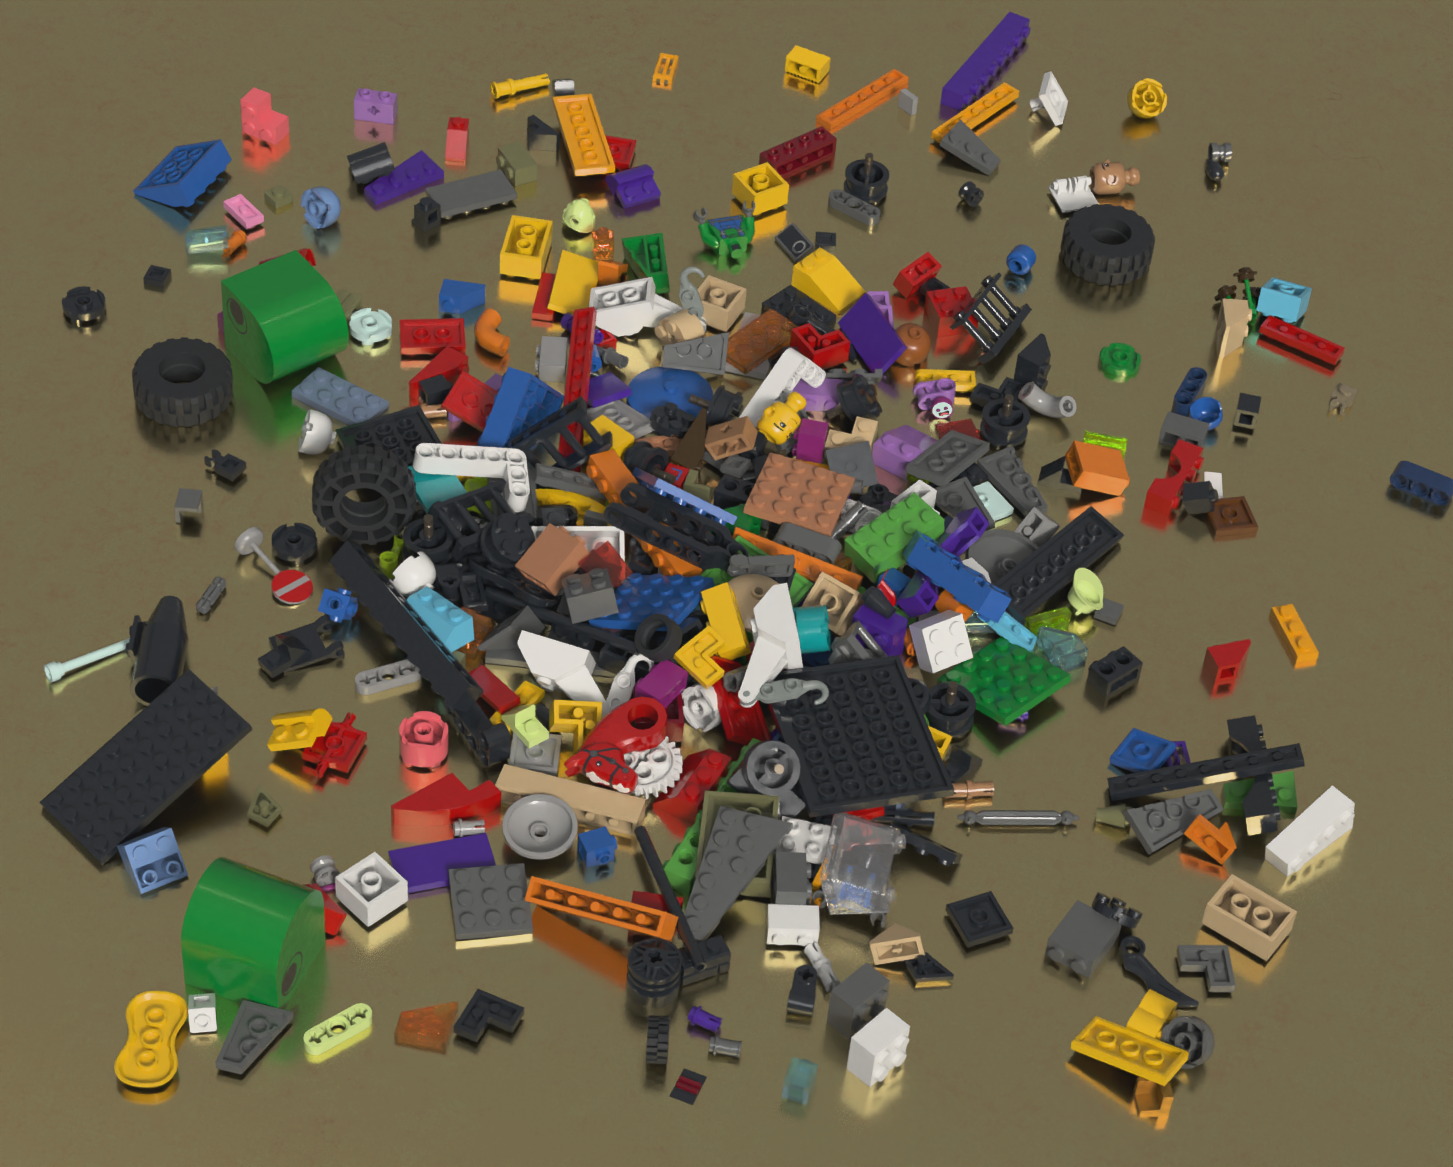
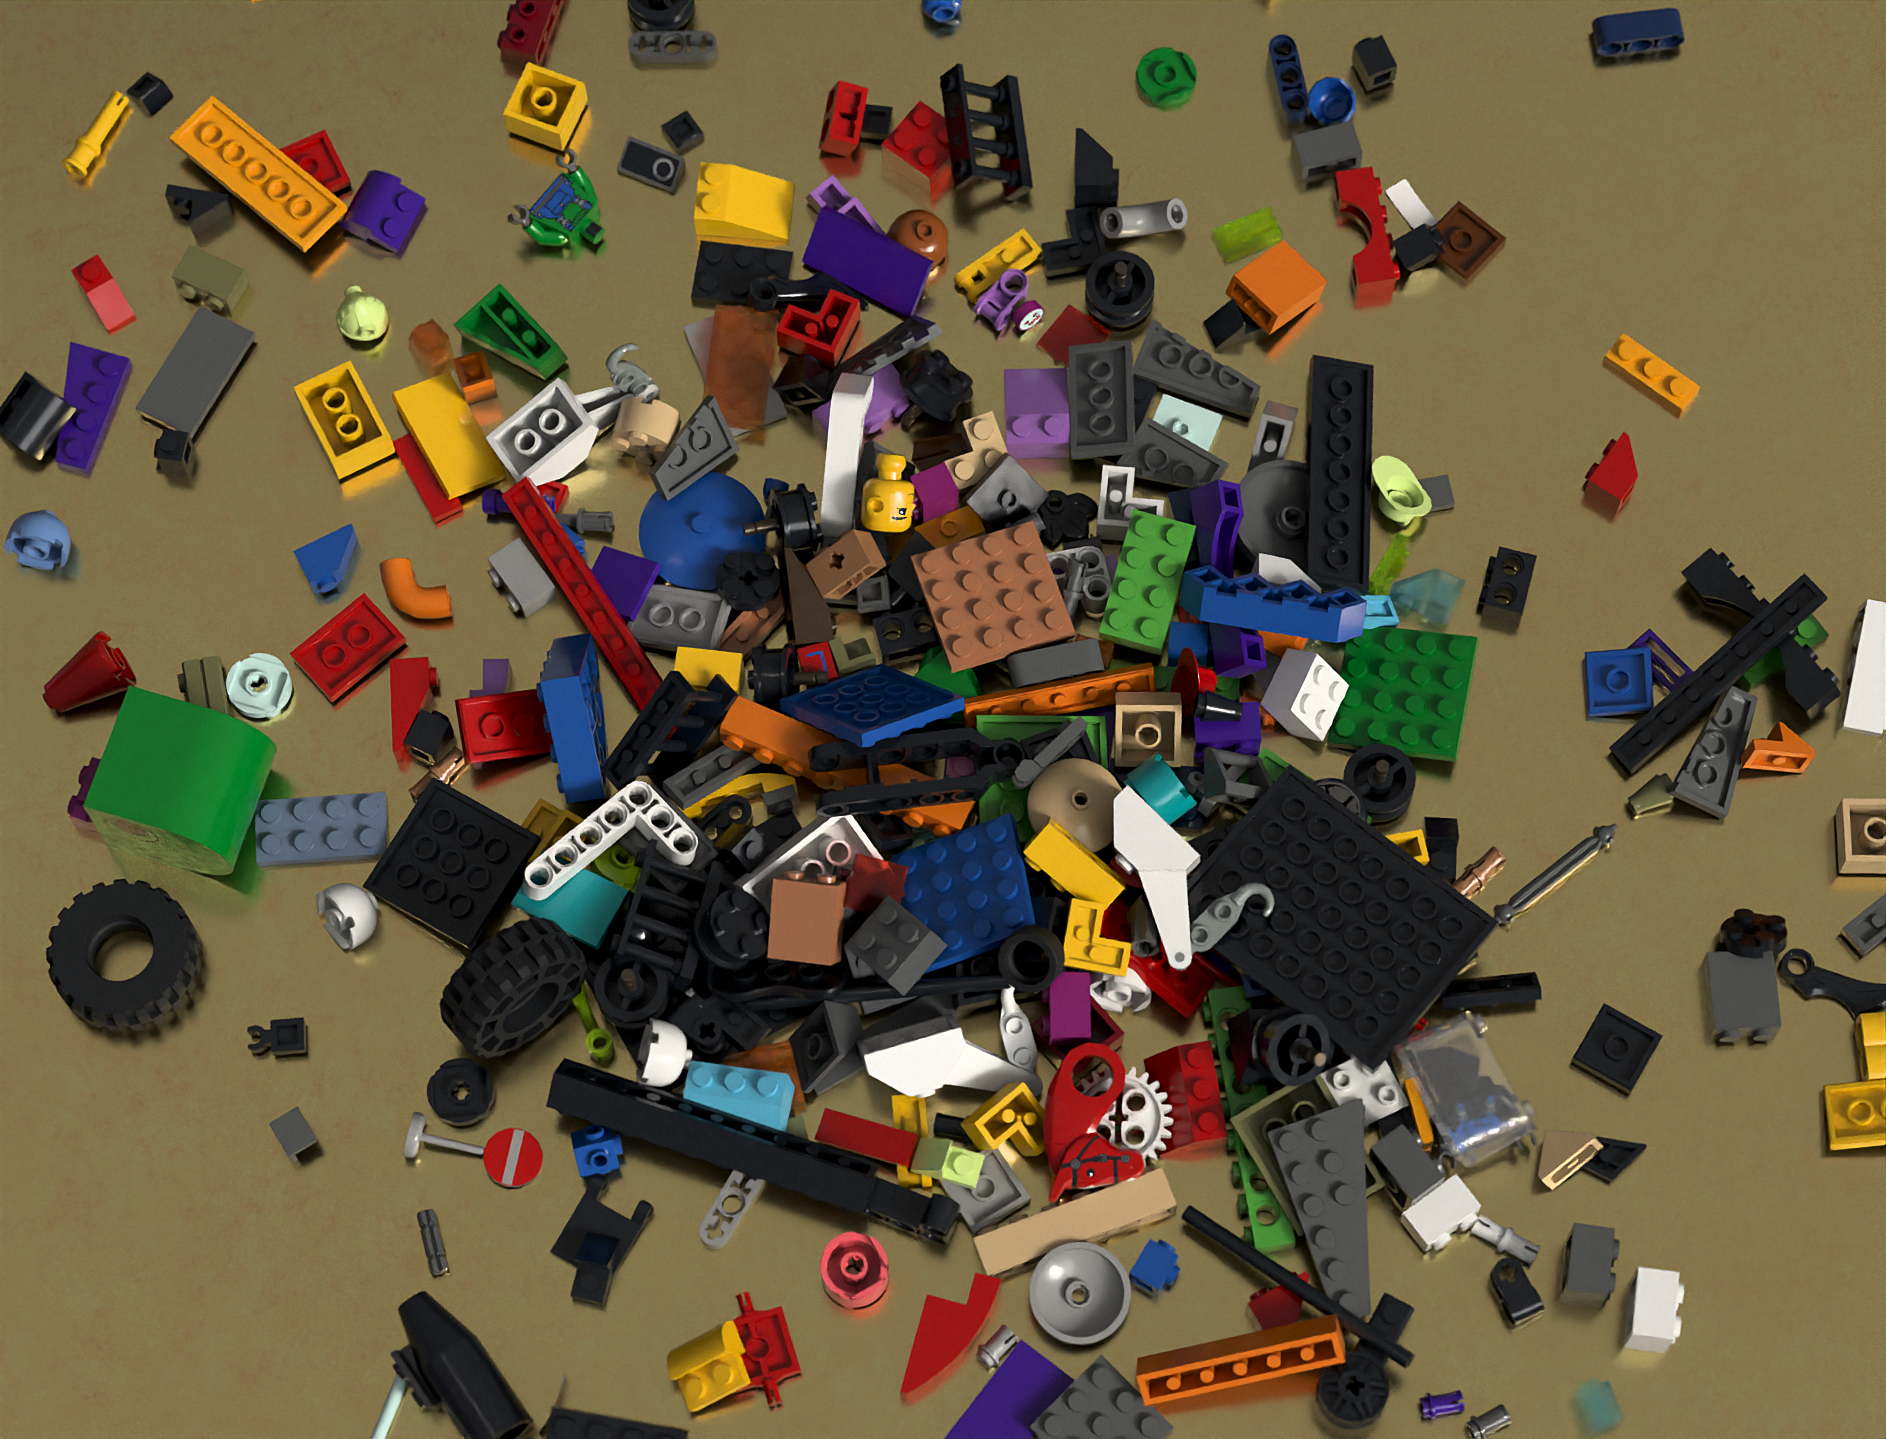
camera: 30 degrees left, 25 degrees up
(721, 302) = (655, 335): tan brick -> none

